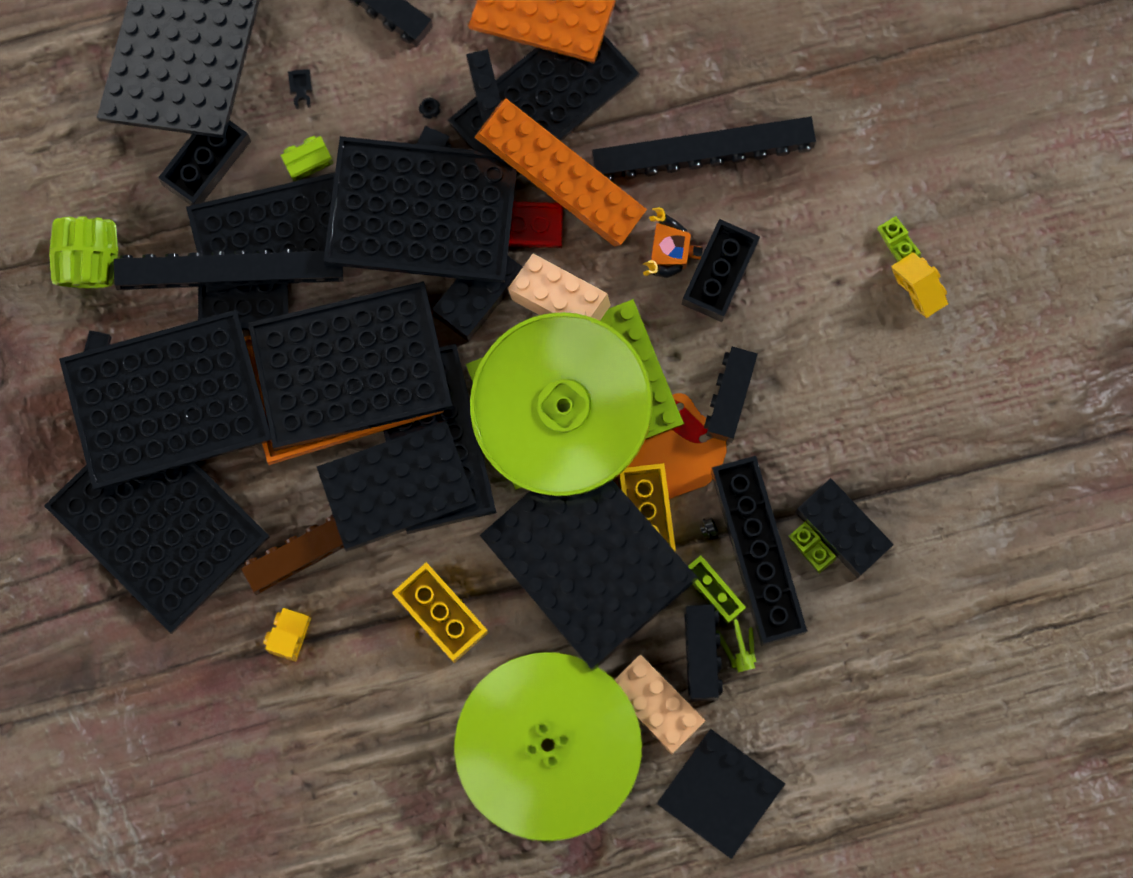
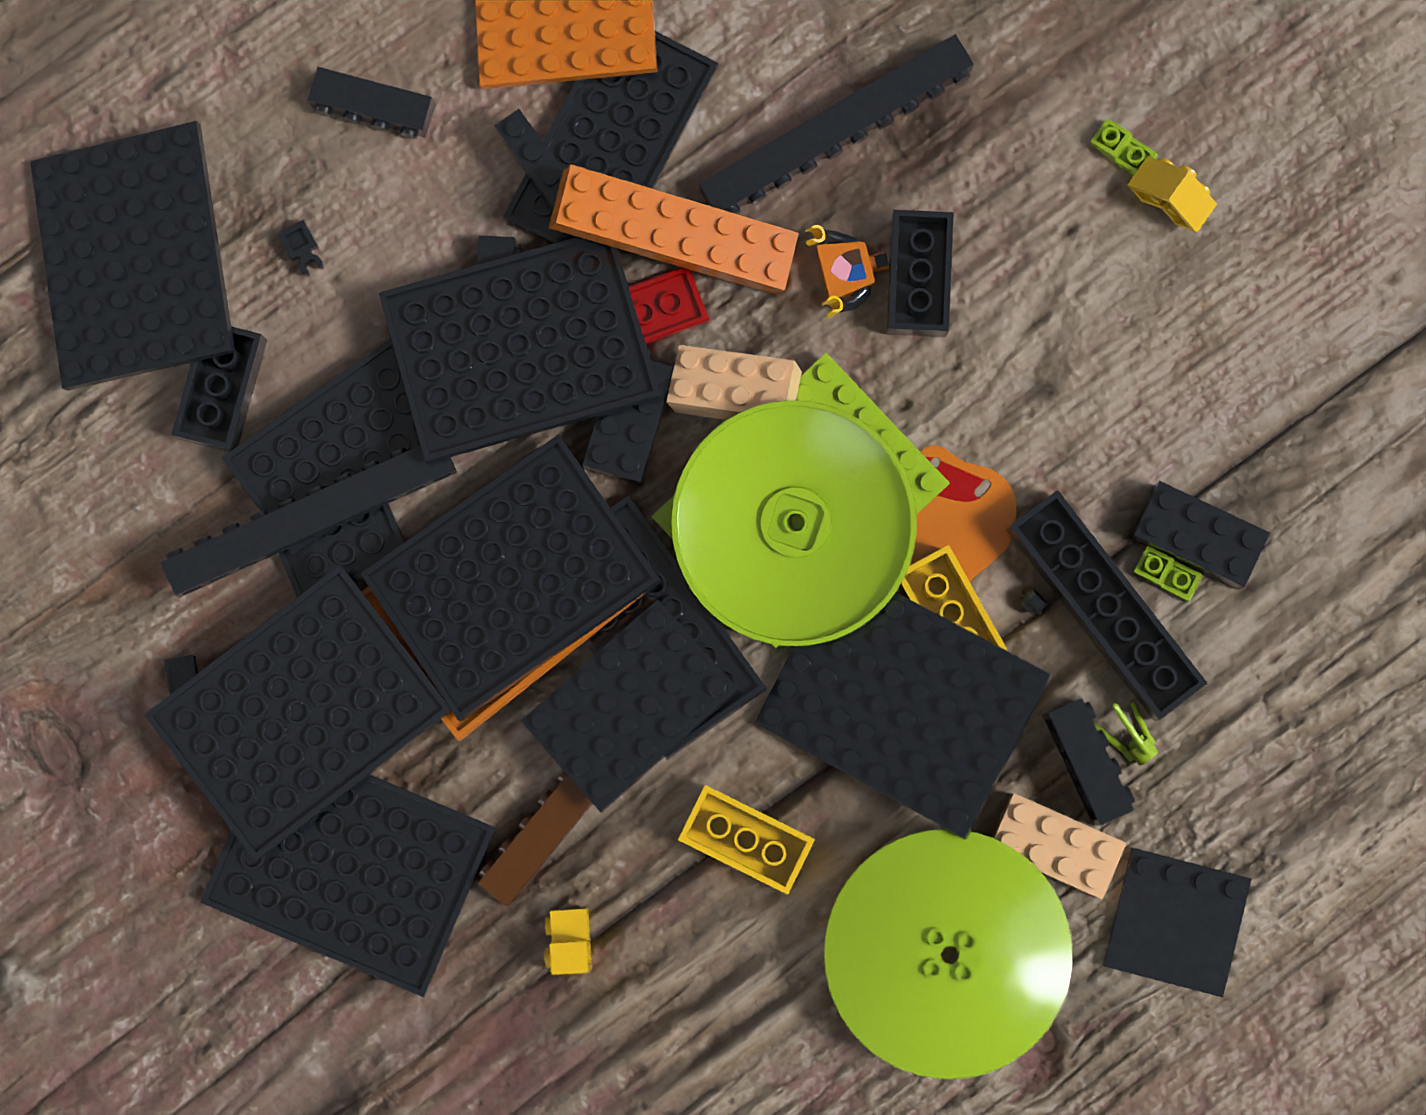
camera: 15 degrees left, 5 degrees up
(83, 252) = (117, 566): lime wheel -> none
(306, 158) = (346, 334): lime brick -> none
(429, 102) = (470, 203): black plate -> none
(715, 591) = (1074, 677): lime brick -> none
(731, 394) = (994, 423): black brick -> none

